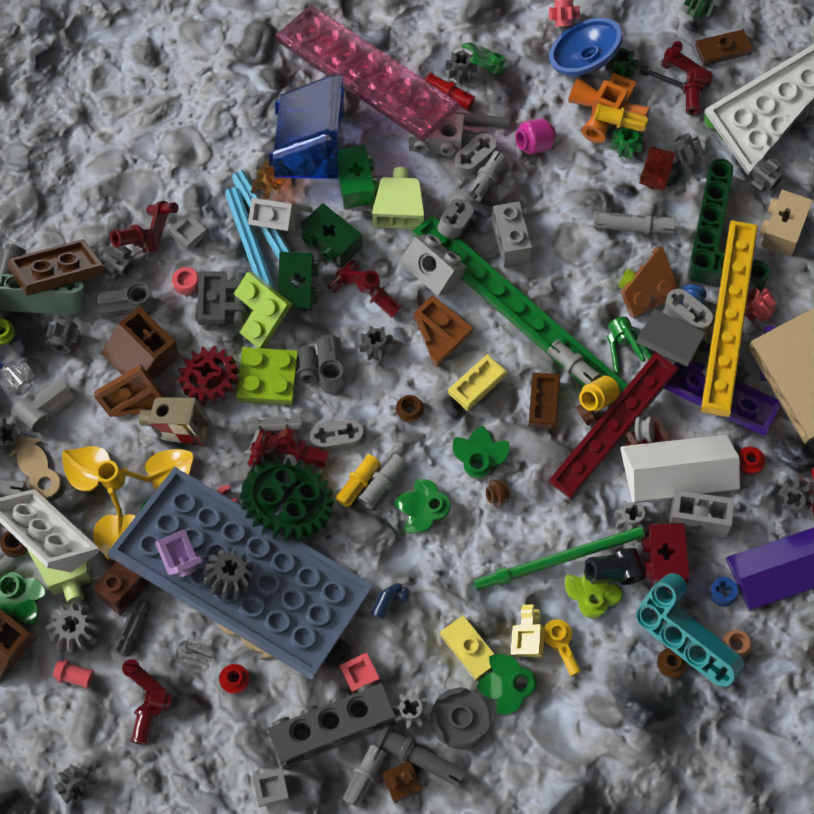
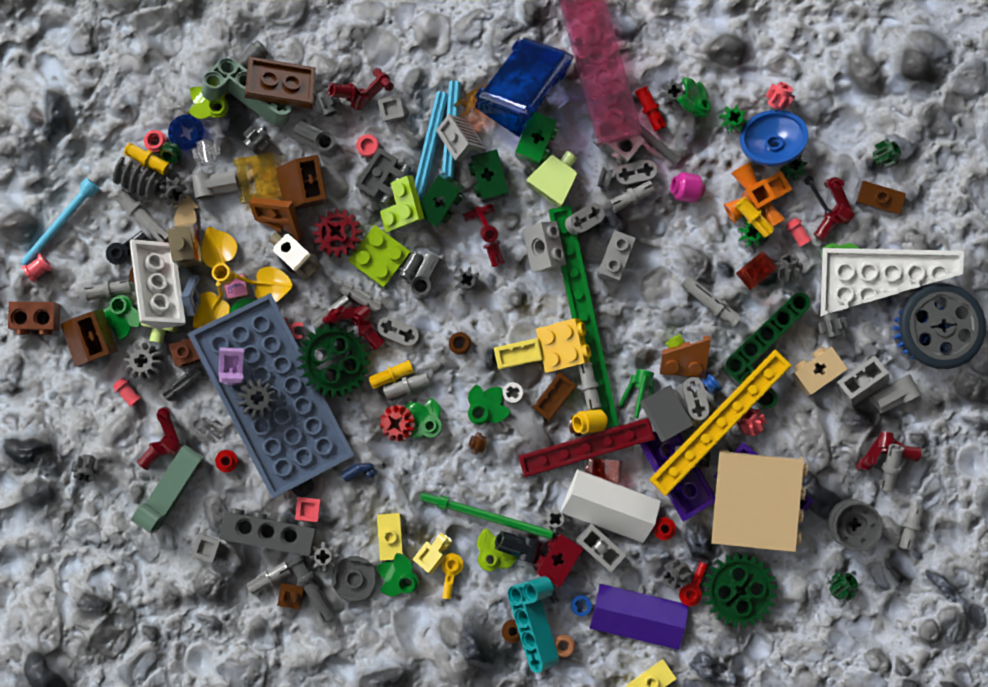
camera: 30 degrees right, 20 degrees up
(48, 477) = (185, 245): none -> dark tan torso
(87, 526) = (190, 297): none -> sand blue tile
(90, 367) = (264, 177): none -> clear yellow plate
(132, 495) = (236, 289): none -> bright pink tile
(185, 778) = (168, 490): none -> sand green beam
(402, 537) = (406, 425): none -> red gear
(440, 329) = (518, 297): dark orange wing -> none
(448, 173) = (605, 178): none -> dark grey bush
(493, 417) = (511, 399): none -> white bush
(518, 343) = (563, 345): none -> yellow plate
(534, 56) = (735, 112): none -> green gear
(644, 429) = (603, 465): light grey bush -> none
(669, 116) = (798, 231): none -> coral pin

